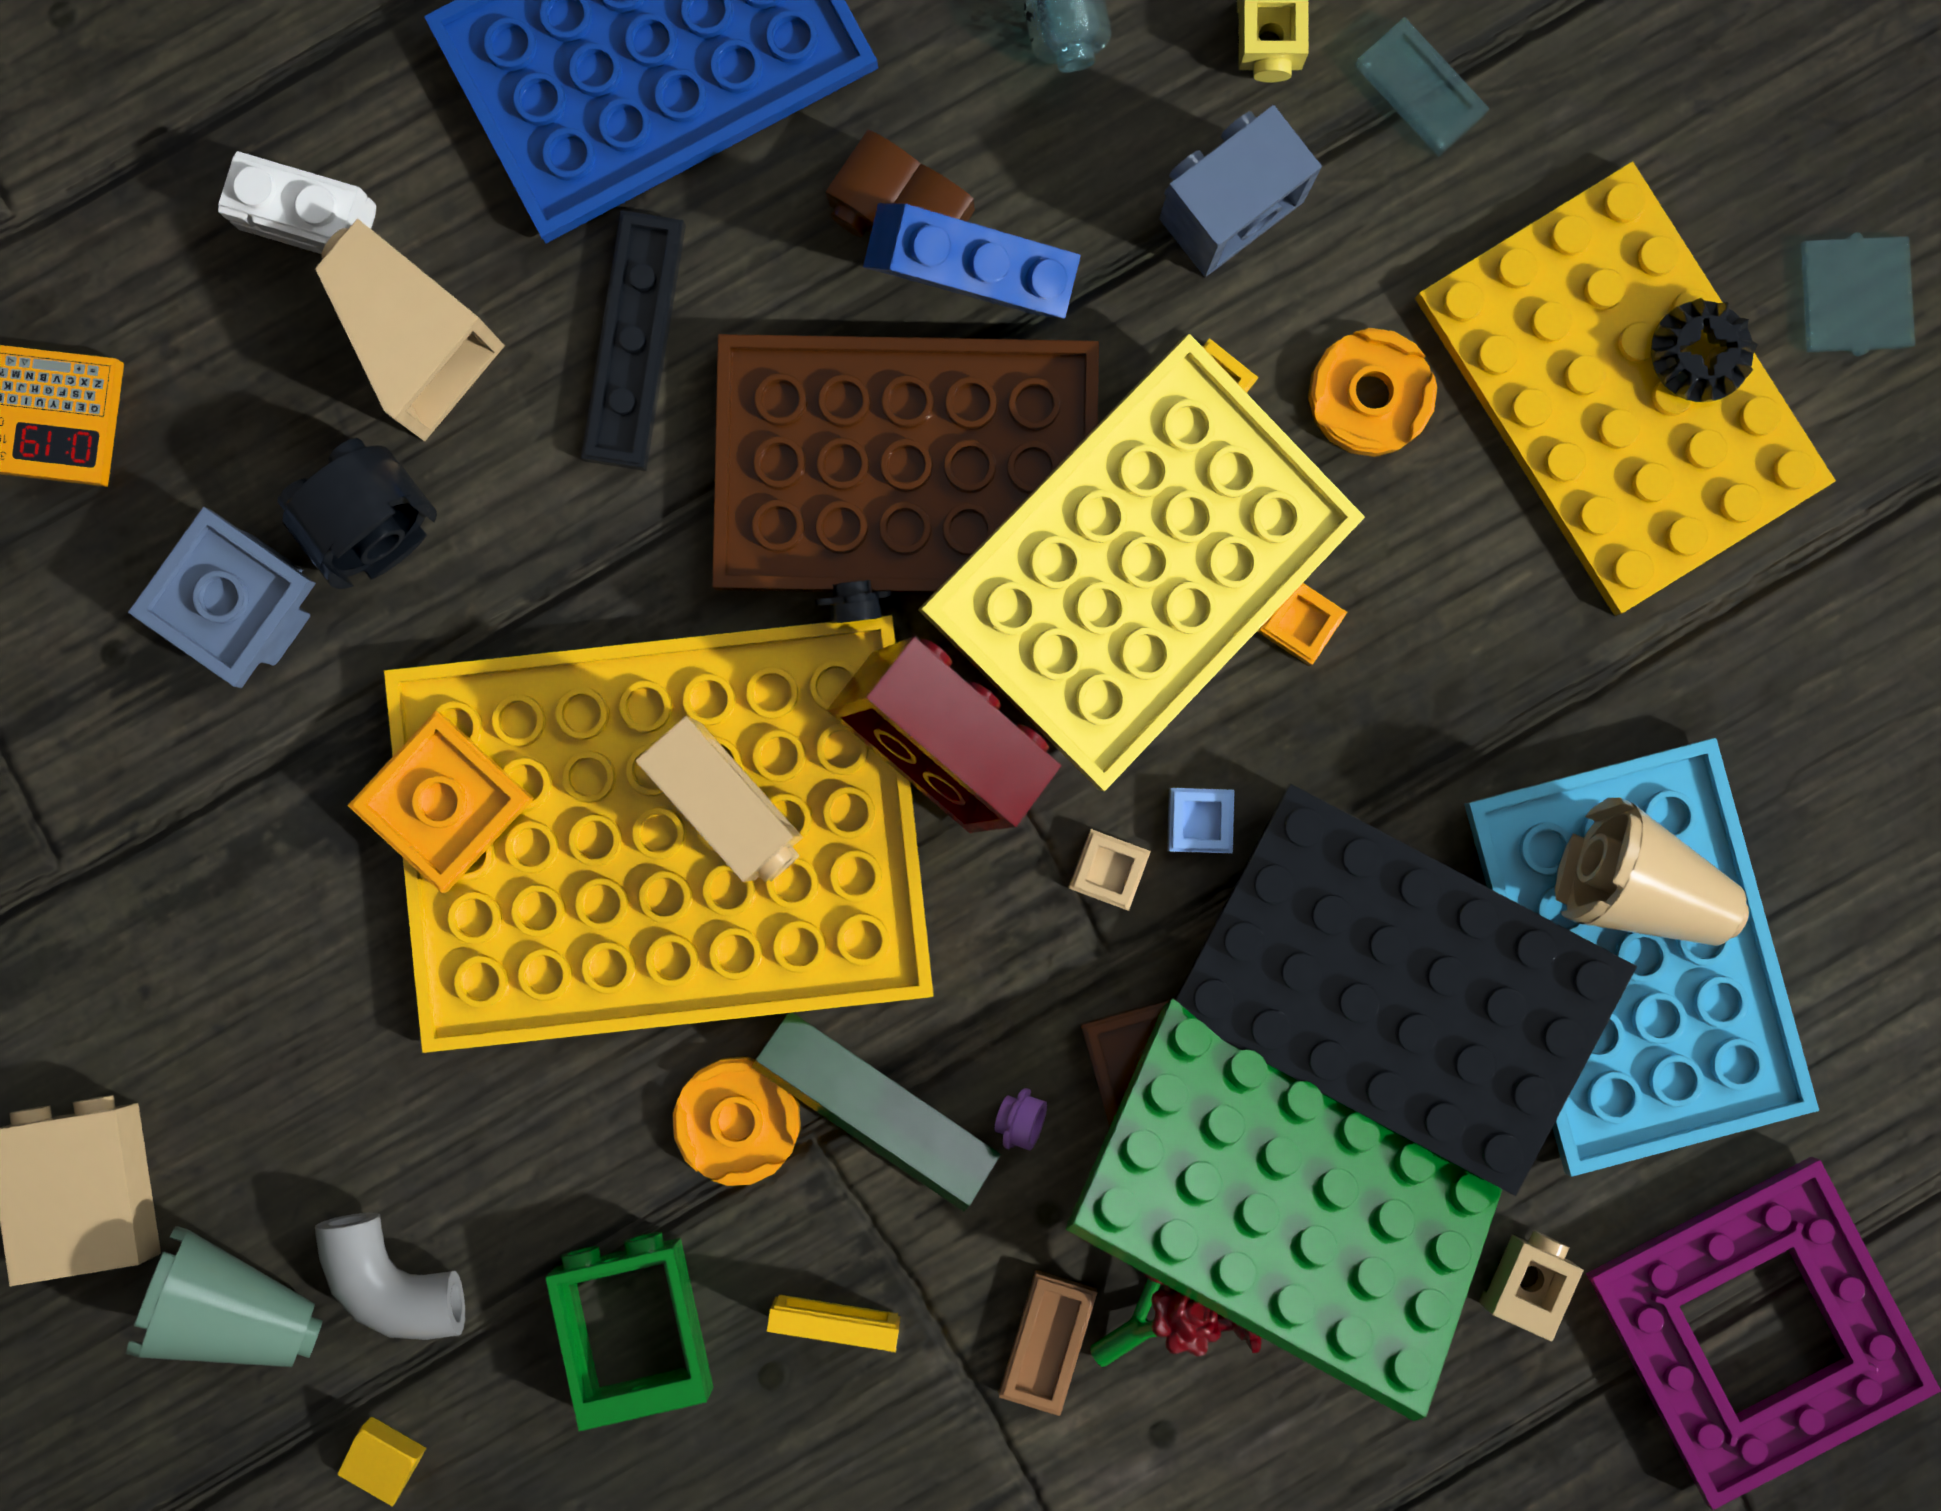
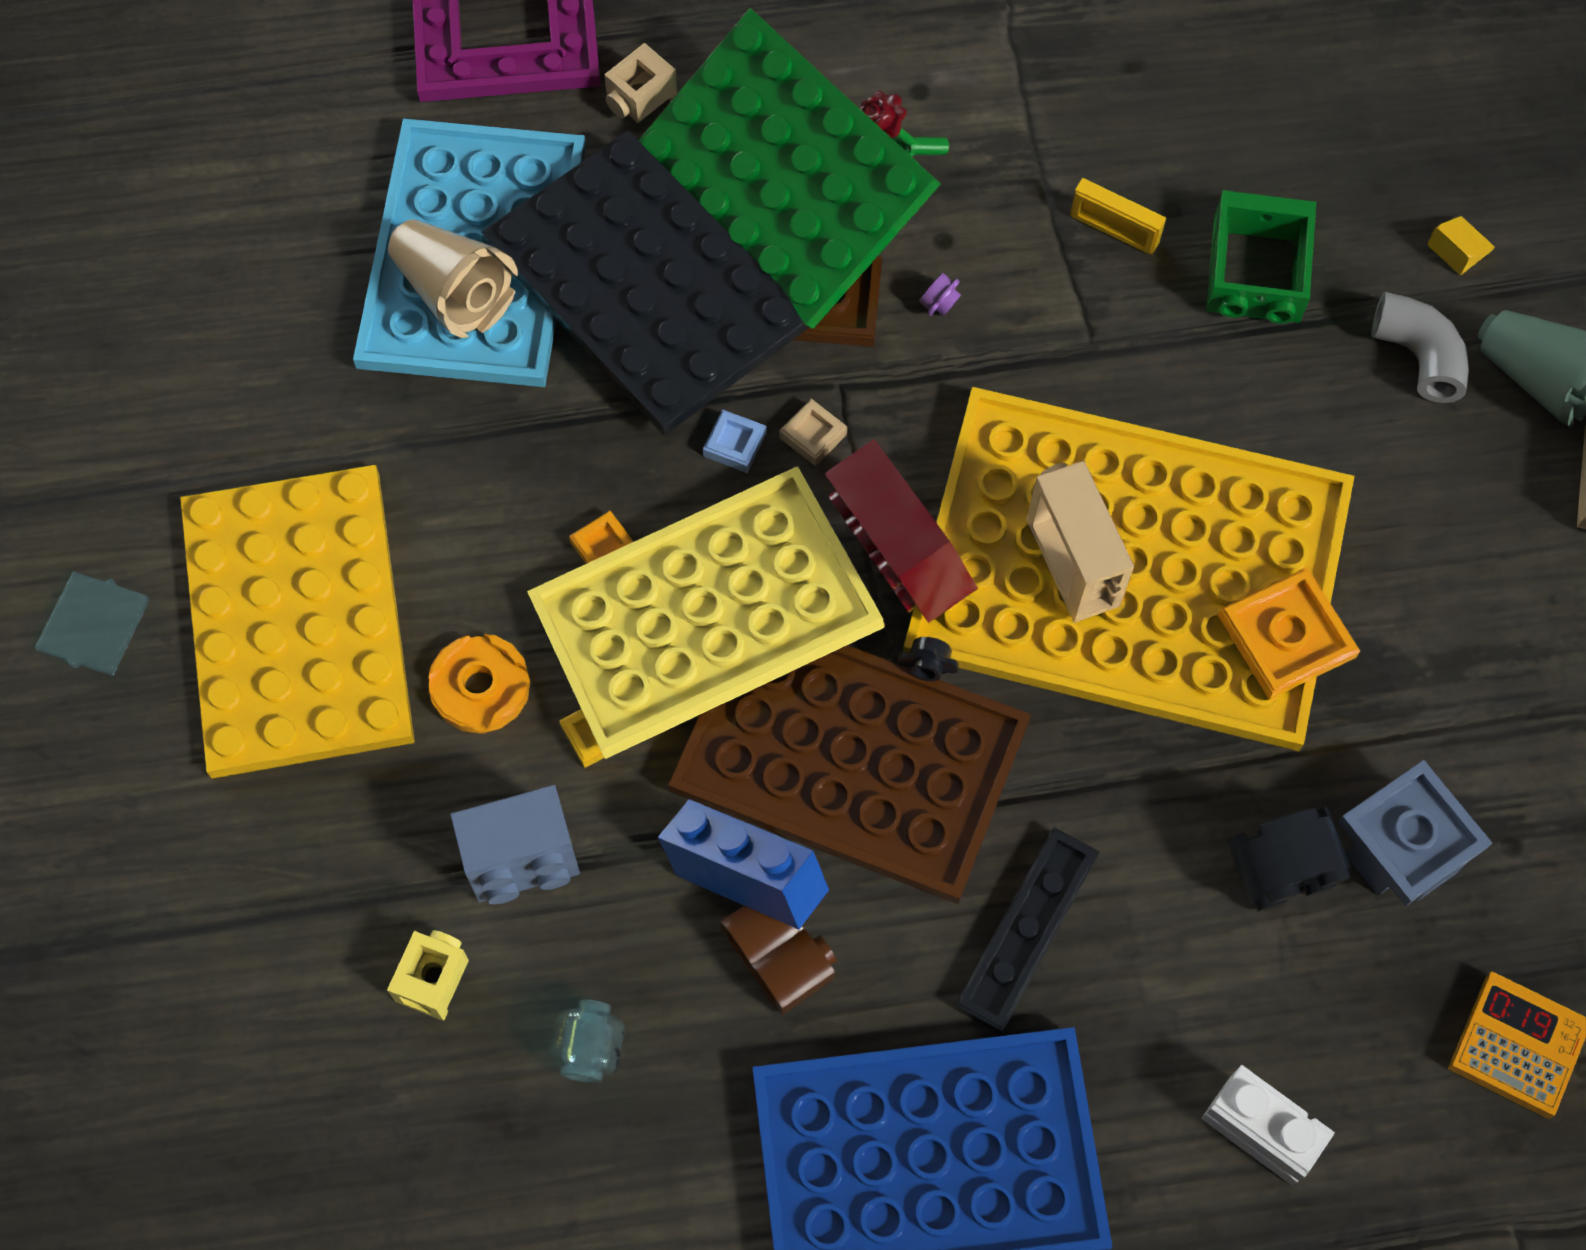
camera: 160 degrees left, 20 degrees down
(405, 328) = (1208, 986): tan slope -> none
(735, 1123) = (1140, 366): light orange tile -> none
(876, 1111) = (1040, 334): tile -> none
(1047, 1342) = (976, 164): medium nougat tile -> none
(1421, 86) = (334, 894): clear light blue tile -> none
(1686, 373) = (238, 626): black gear -> none

